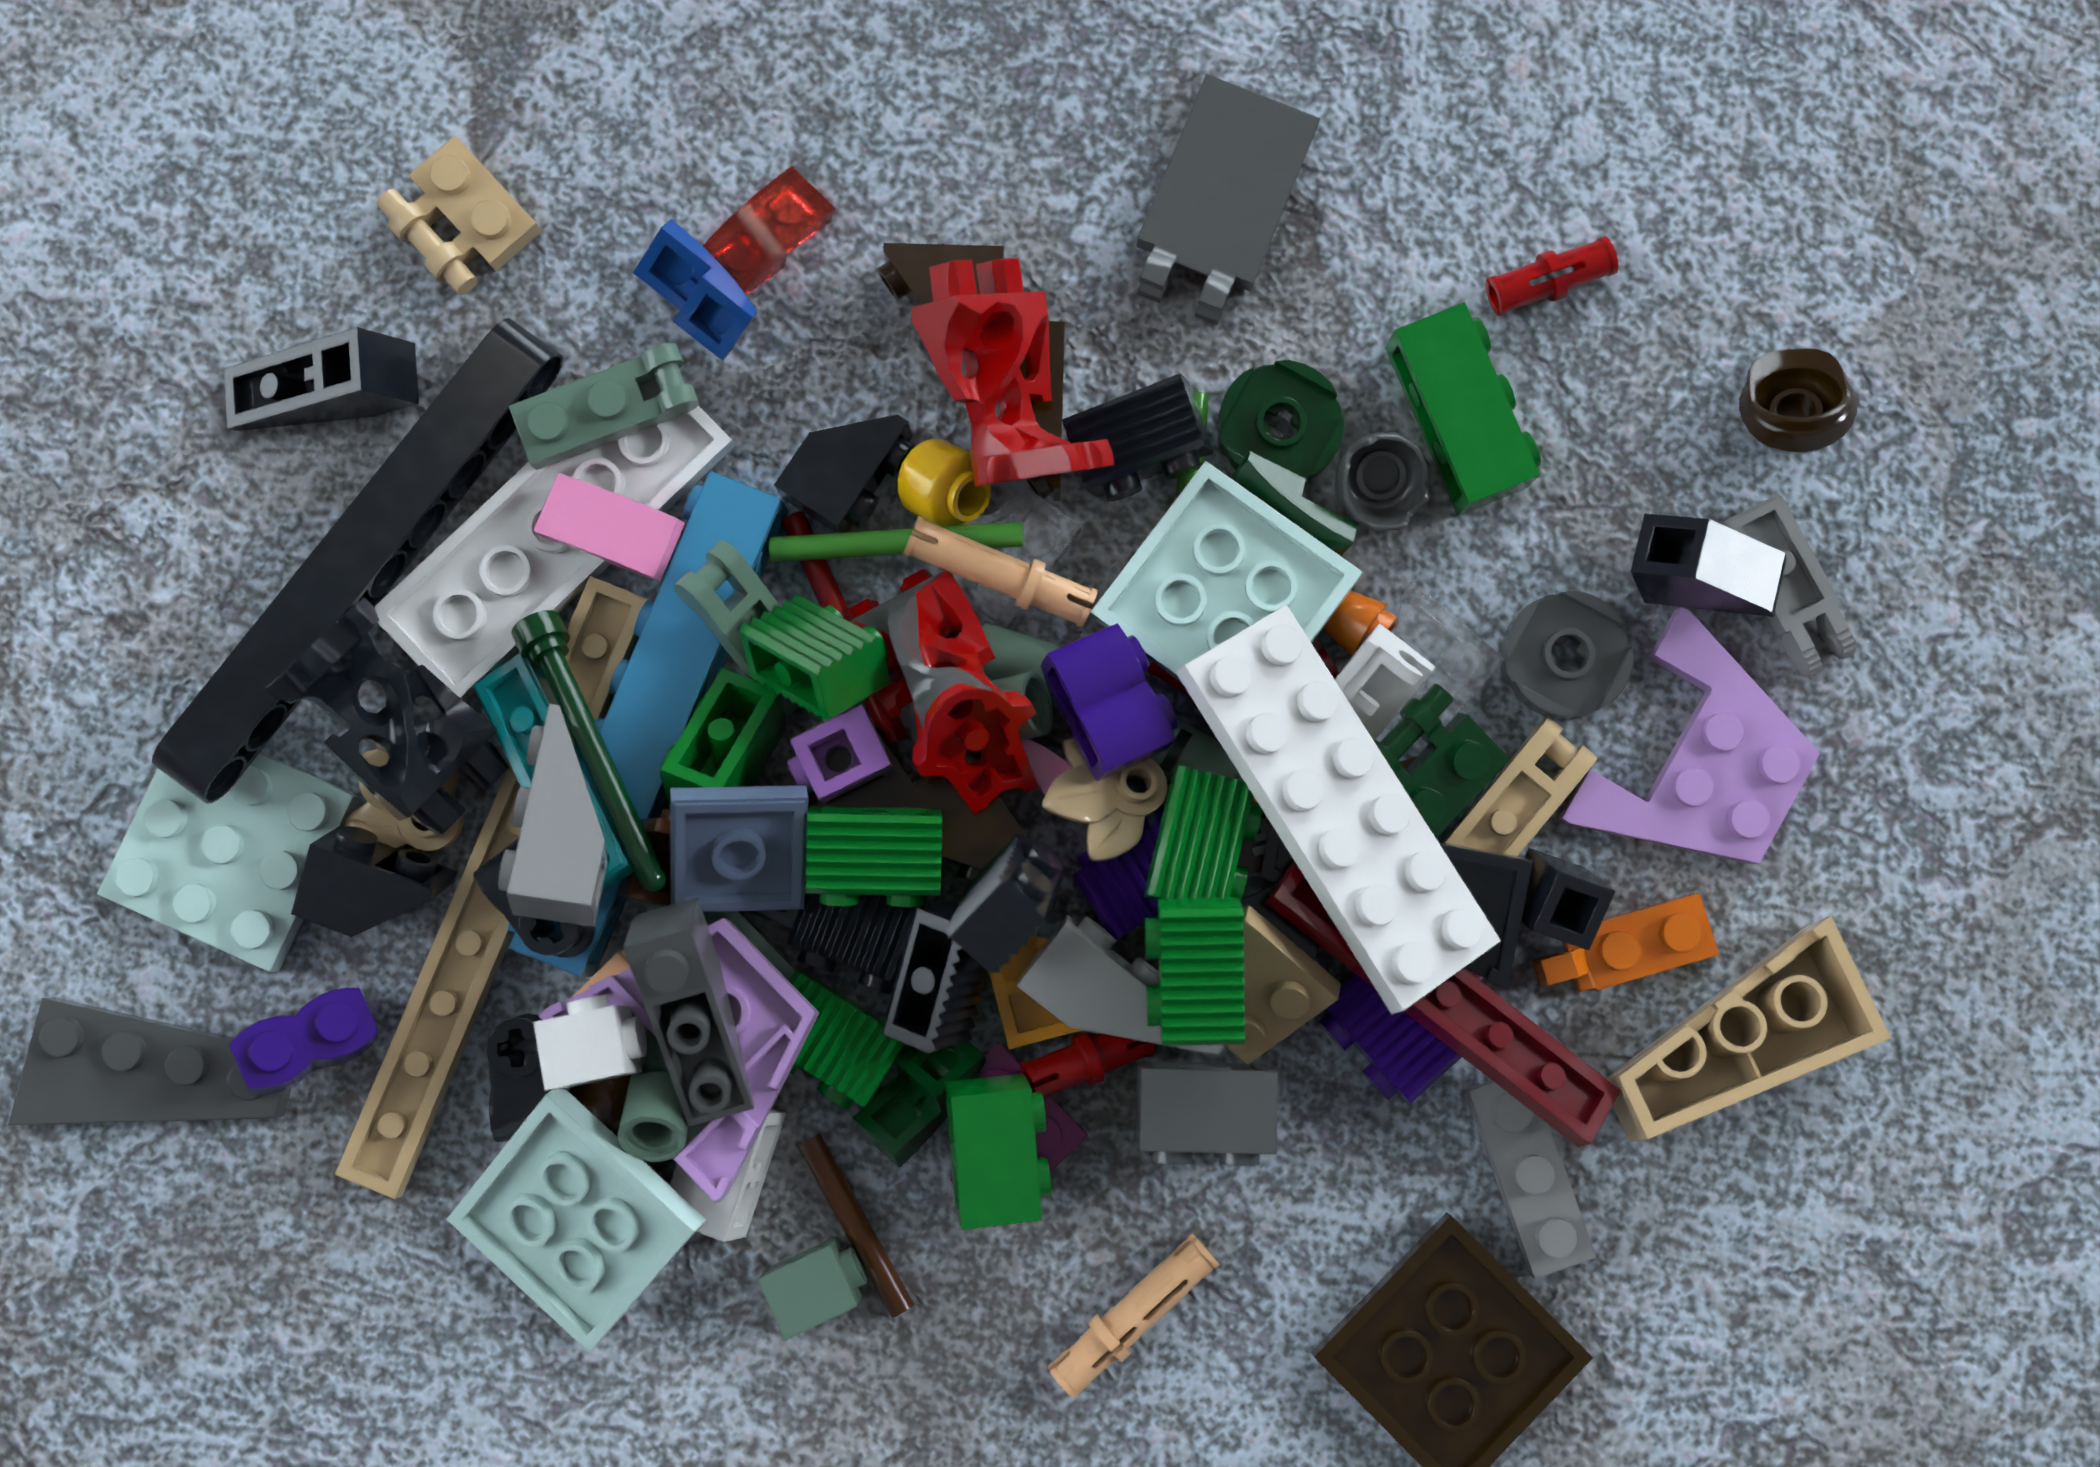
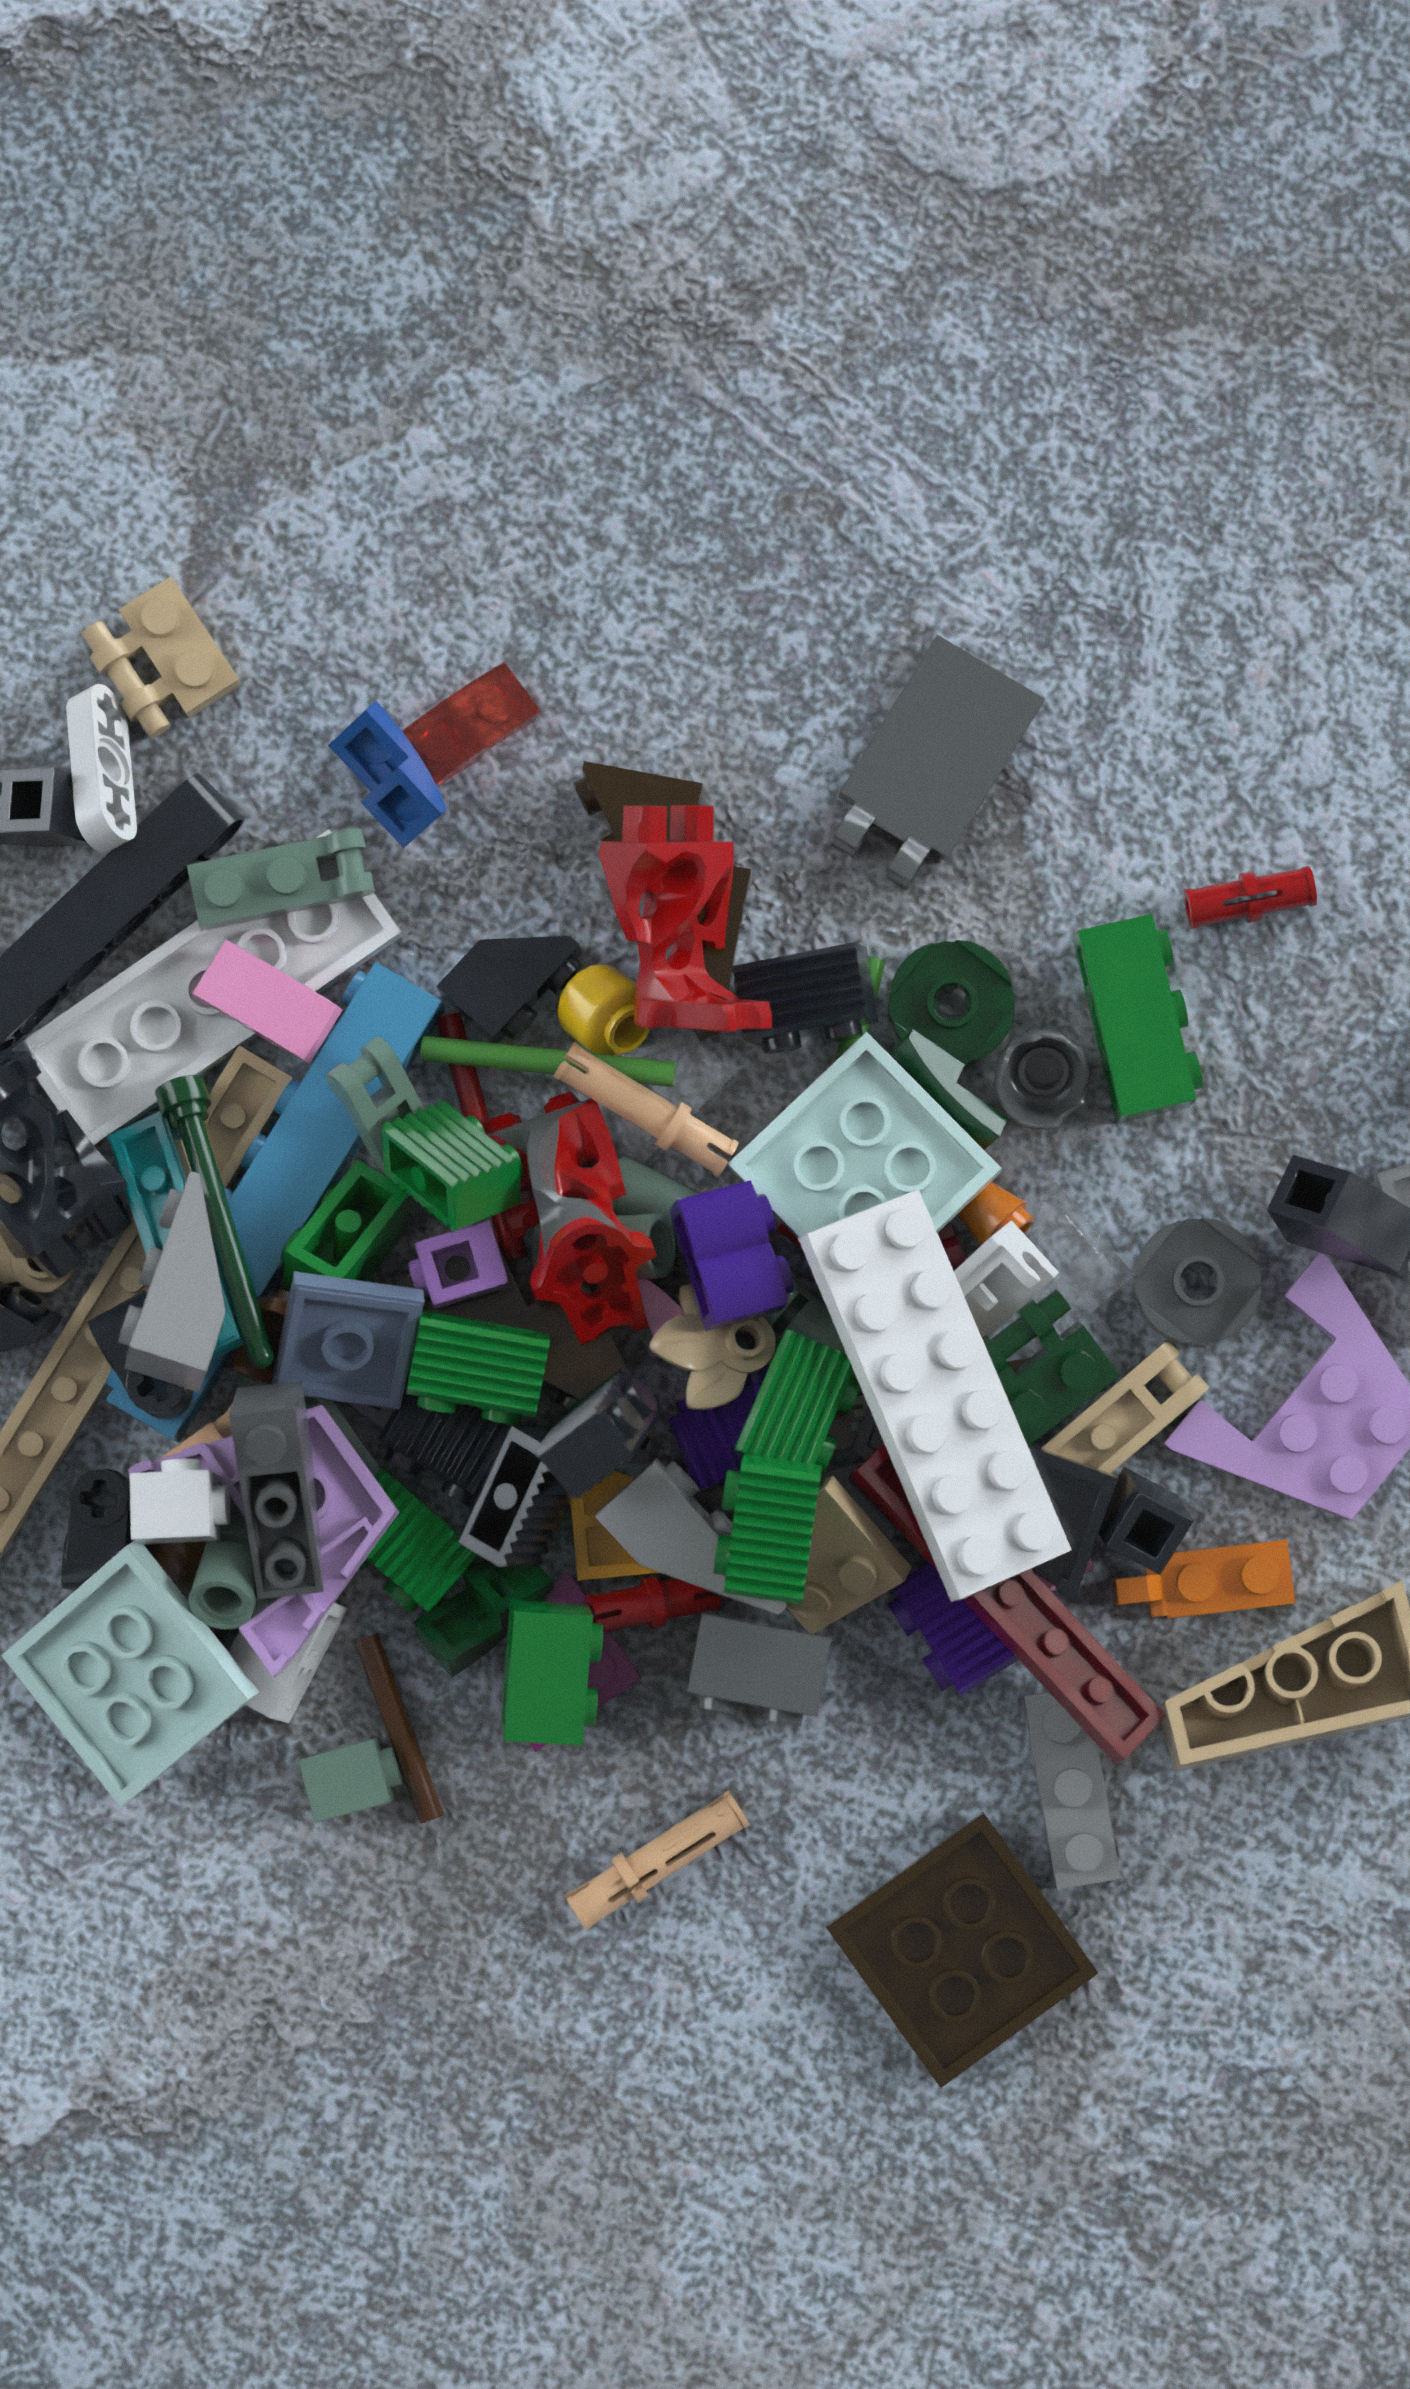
camera: 10 degrees right, 0 degrees up
(410, 327) = (101, 768): none -> white beam

